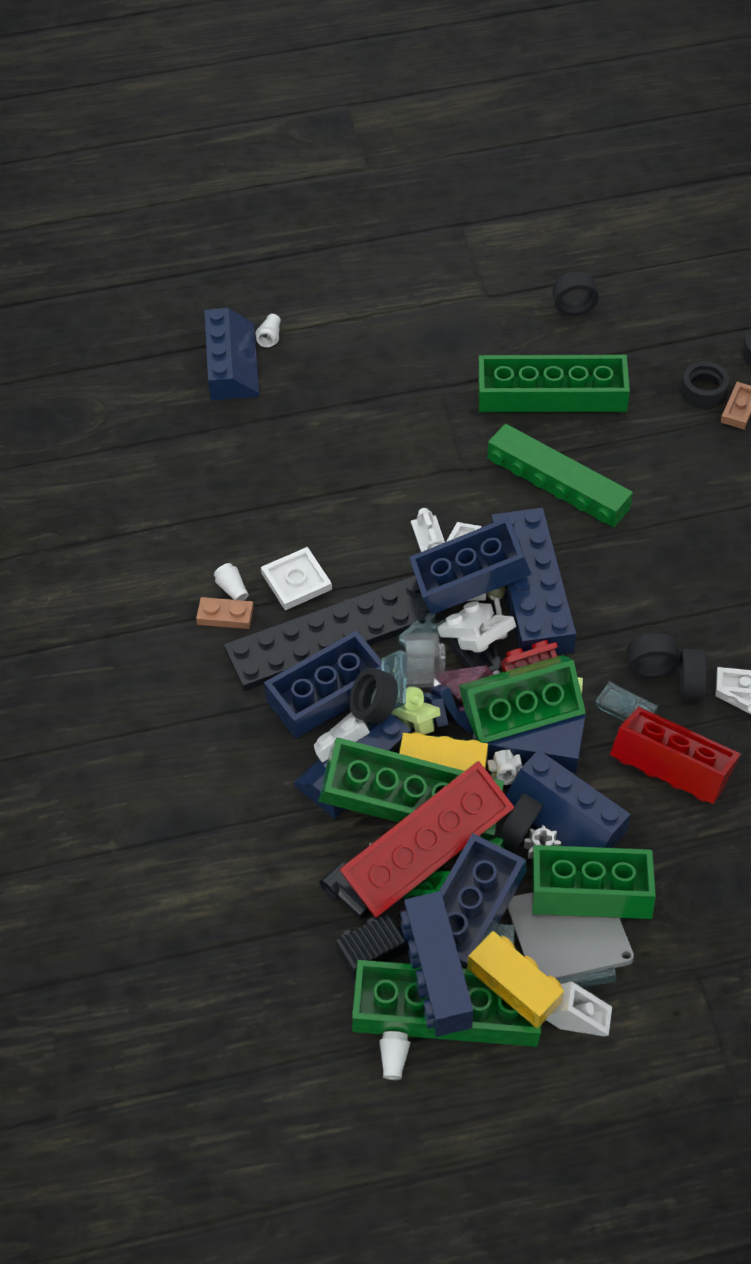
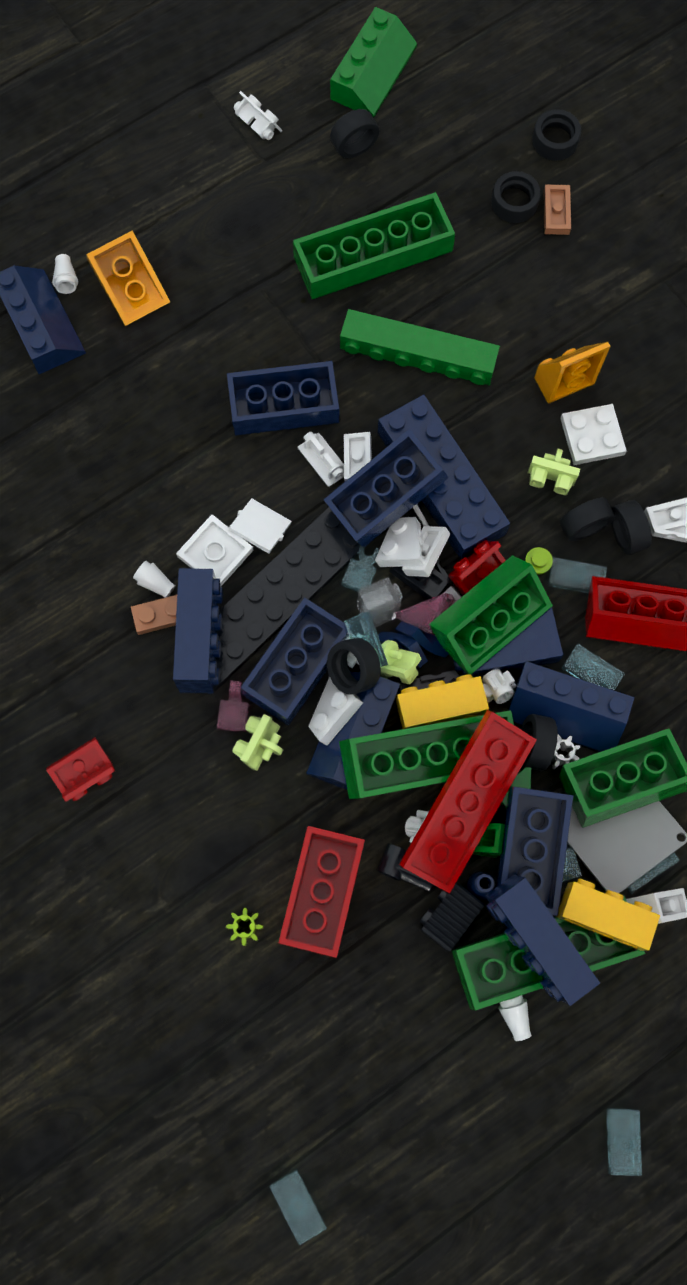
camera: 25 degrees left, 20 degrees up
(94, 708) = (81, 770): none -> red bracket
(109, 1140) = (298, 1207): none -> clear light blue plate
(179, 892) = (236, 927): none -> lime gear
(246, 624) = (197, 631): none -> dark blue brick
(251, 711) = (233, 713): none -> clear pink plate
(258, 878) = (321, 892): none -> red brick
(262, 741) = (261, 744): none -> yellowish green hips
(322, 347) = (128, 278): none -> light orange slope
(346, 570) = (260, 525): none -> white piece
(414, 475) = (283, 398): none -> dark blue brick
(449, 1209) = (624, 1142): none -> clear light blue plate
(492, 253) = (249, 109): none -> white hinge
(594, 680) = (540, 560): none -> lime plate
(604, 781) = (592, 668): none -> clear light blue plate
(619, 247) = (372, 63): none -> green slope
(641, 609) = (555, 469): none -> yellowish green hips
(691, 530) = (571, 371): none -> light orange slope
(694, 595) = (593, 434): none -> white plate

